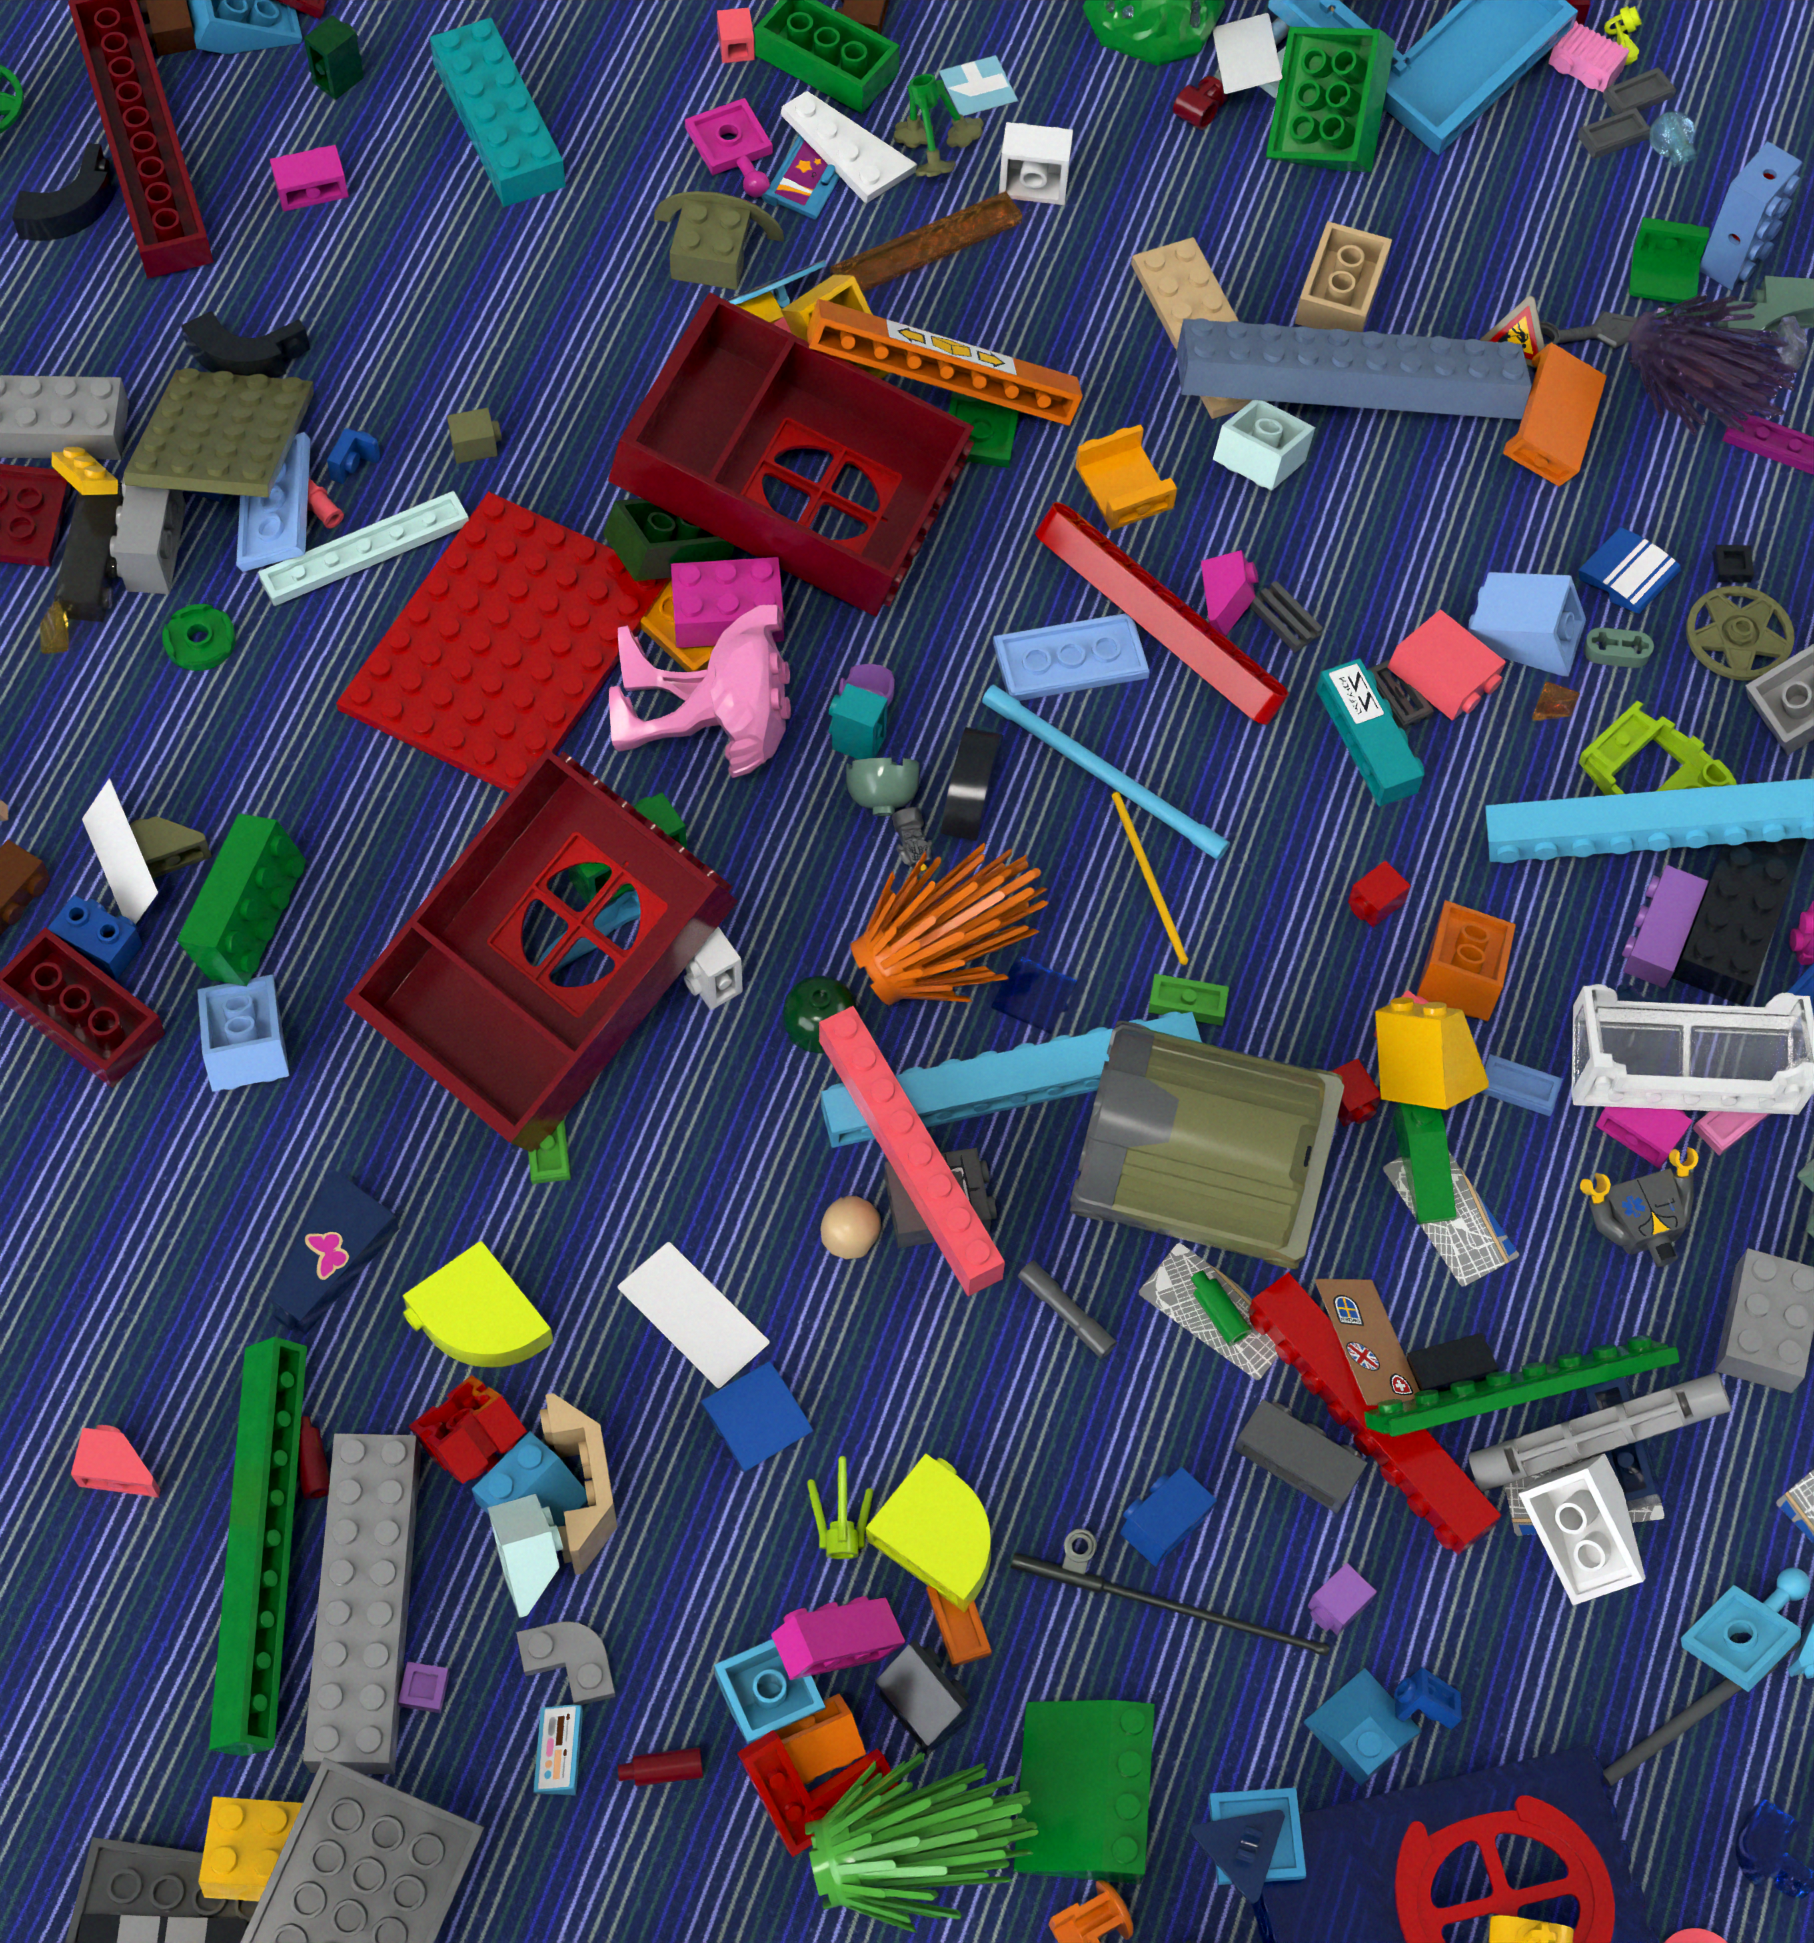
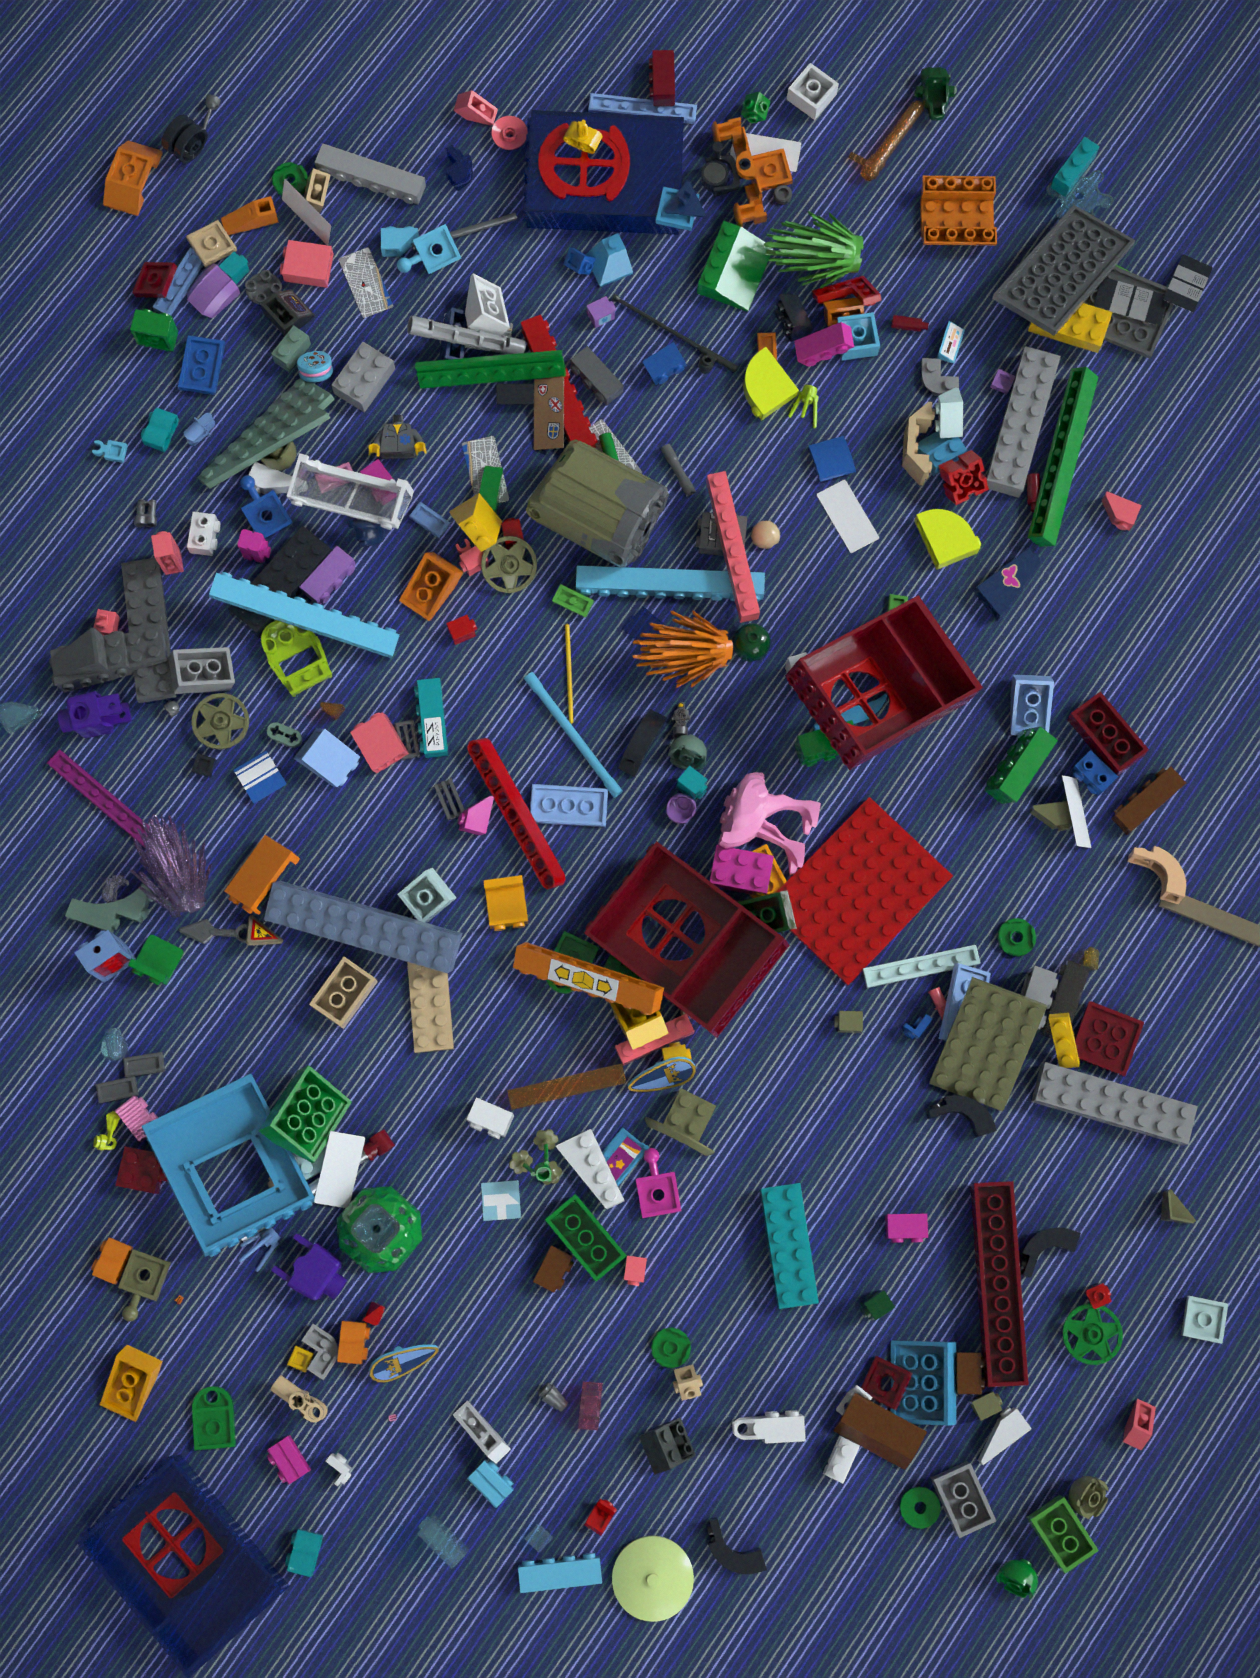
camera: 165 degrees left, 15 degrees up
(1332, 1026) = (509, 564): none -> olive wheel

